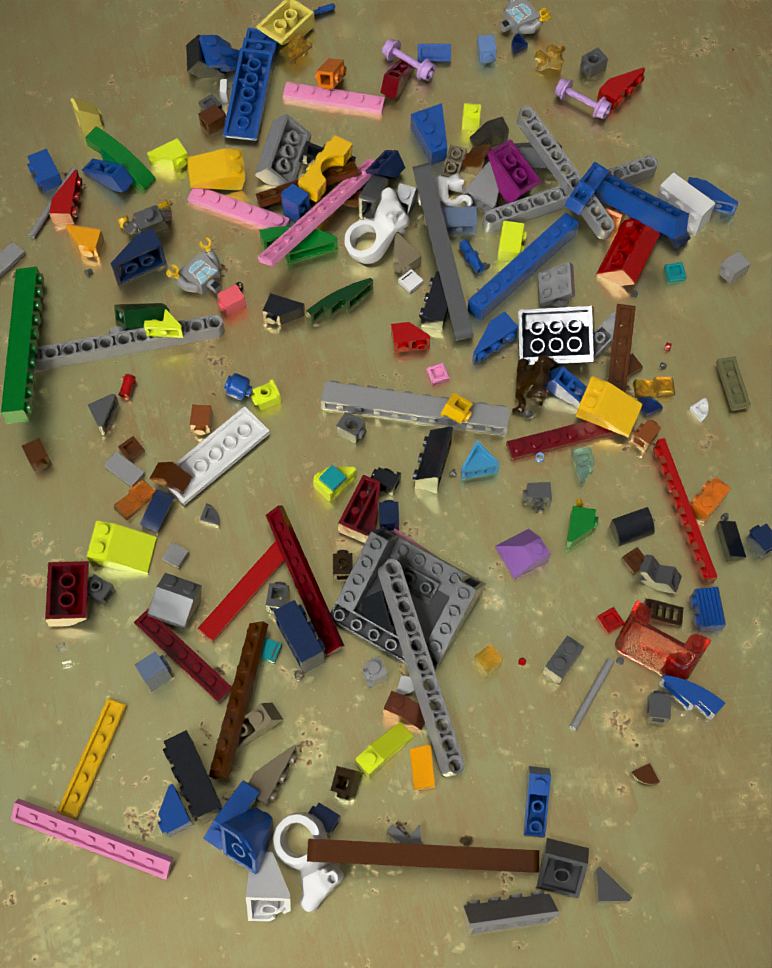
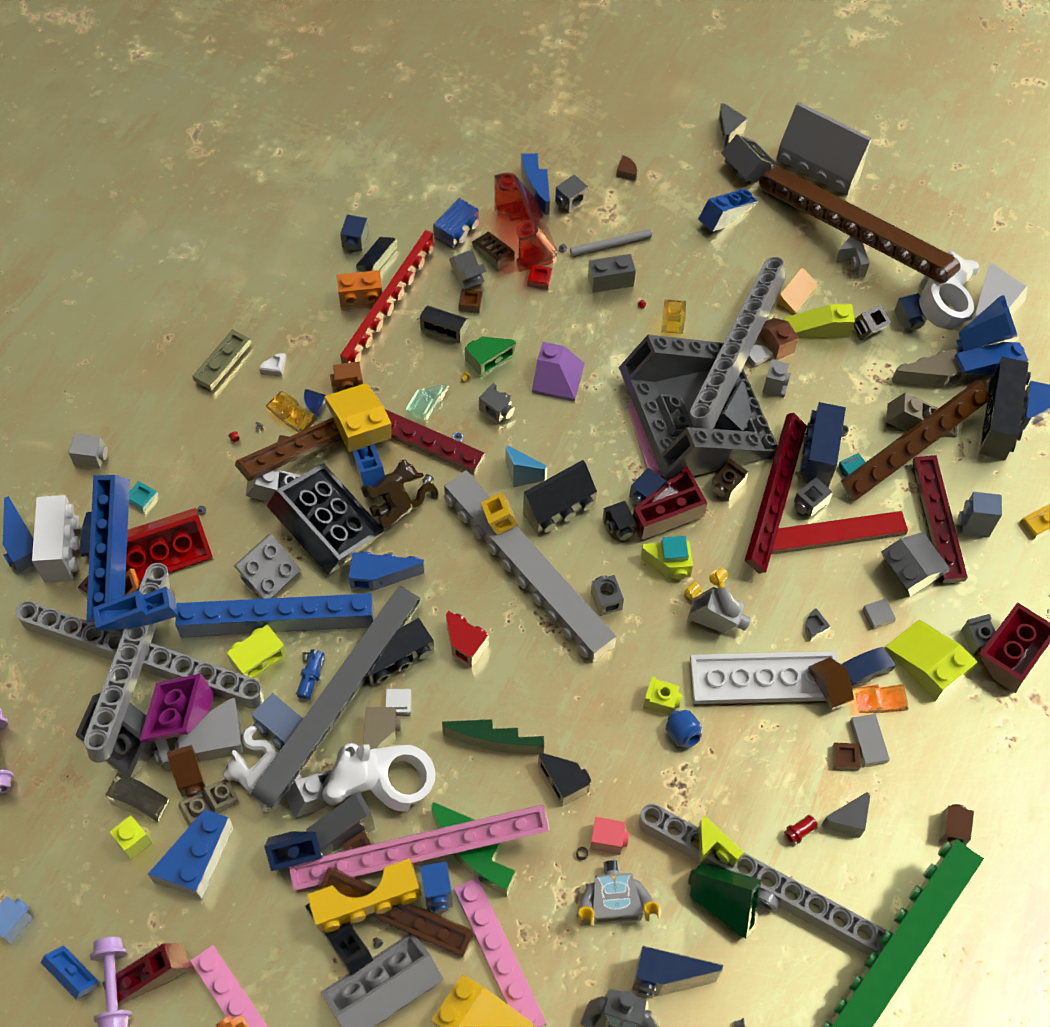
camera: 140 degrees left, 5 degrees down
(201, 419) = (750, 724): dark orange brick -> none
(275, 462) = (716, 606): none -> light grey torso
(437, 374) = (470, 585): bright pink tile -> none

